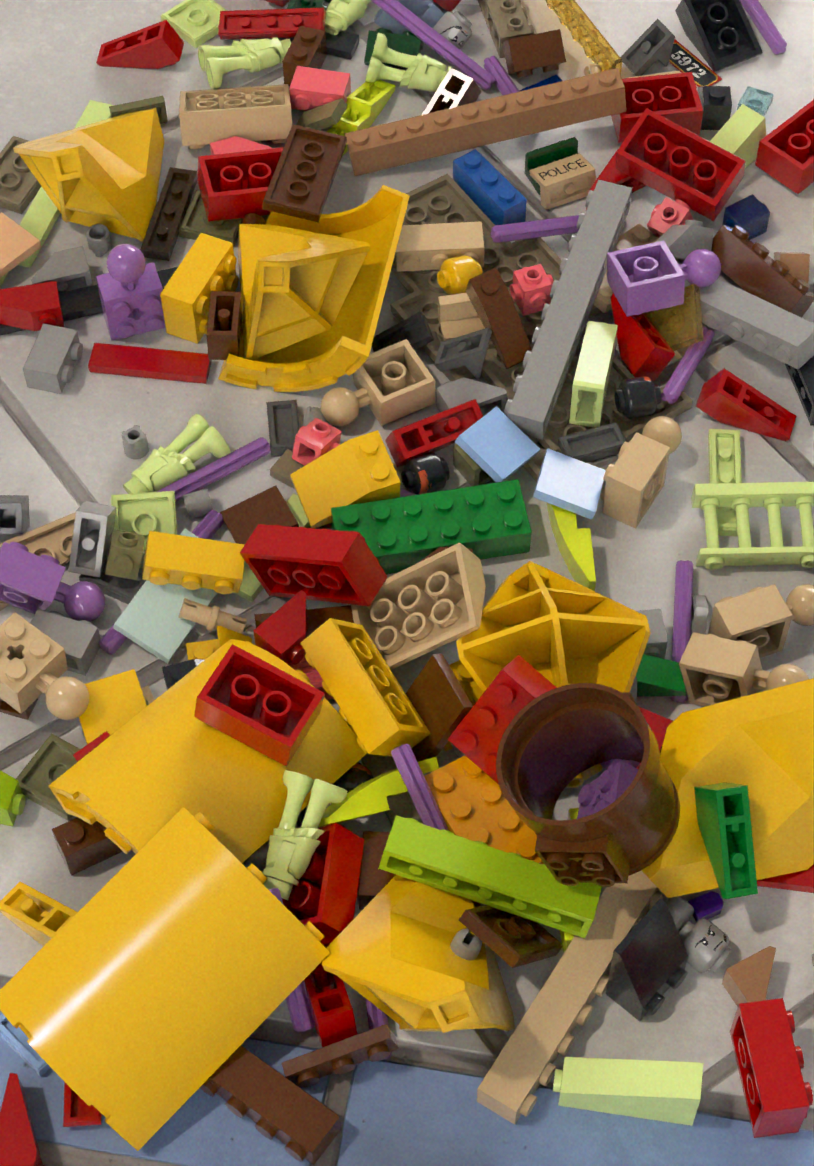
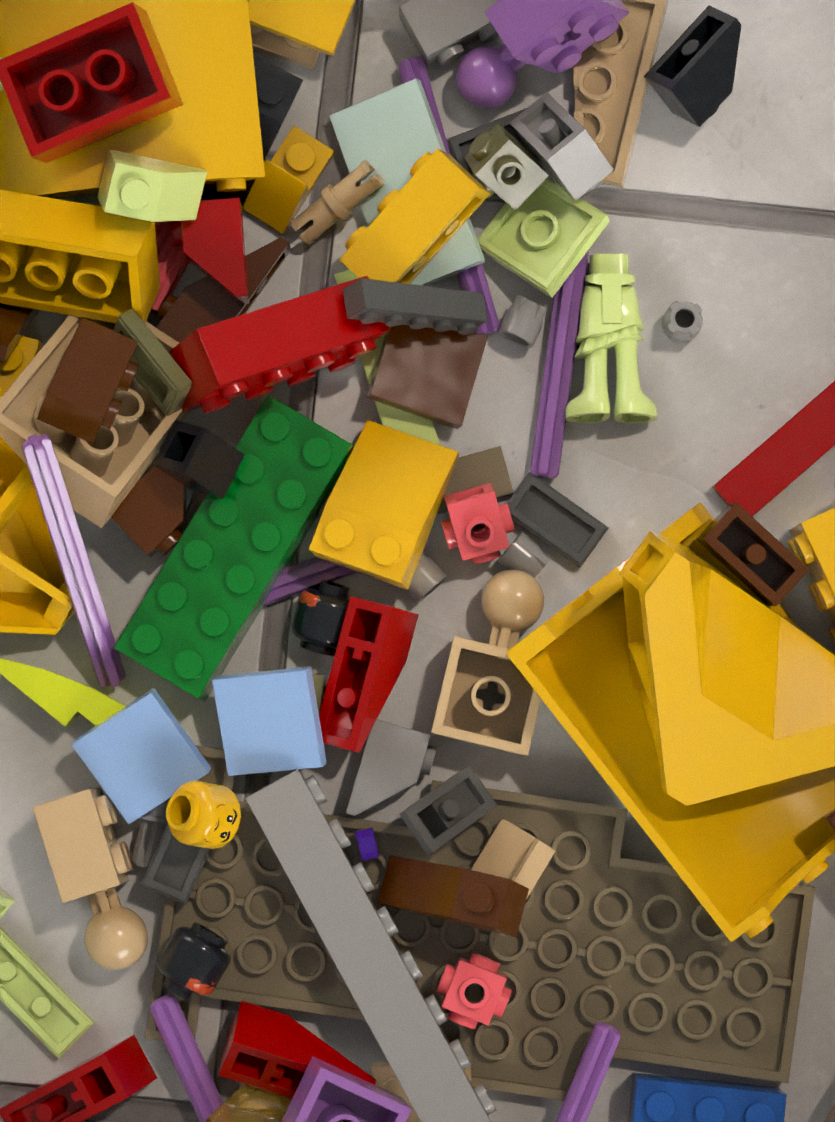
camera: 130 degrees right, 30 degrees up
(236, 525) = (414, 306): none -> dark grey piece
(291, 651) = (150, 188): none -> yellowish green slope
(377, 602) = (157, 369): none -> olive tile
(403, 549) = (199, 459): none -> black brick
(413, 329) = (548, 771): black plate -> none
(413, 606) = (87, 381): none -> reddish brown brick
(430, 244) = (647, 944): tan brick -> none
(456, 273) = (578, 922): yellow head -> none
(506, 563) = (73, 559): none -> axle
(510, 373) = (367, 844): none -> dark purple piece
(568, 429) = (203, 814): none -> yellow head
(592, 374) = (277, 945): yellowish green slope -> none

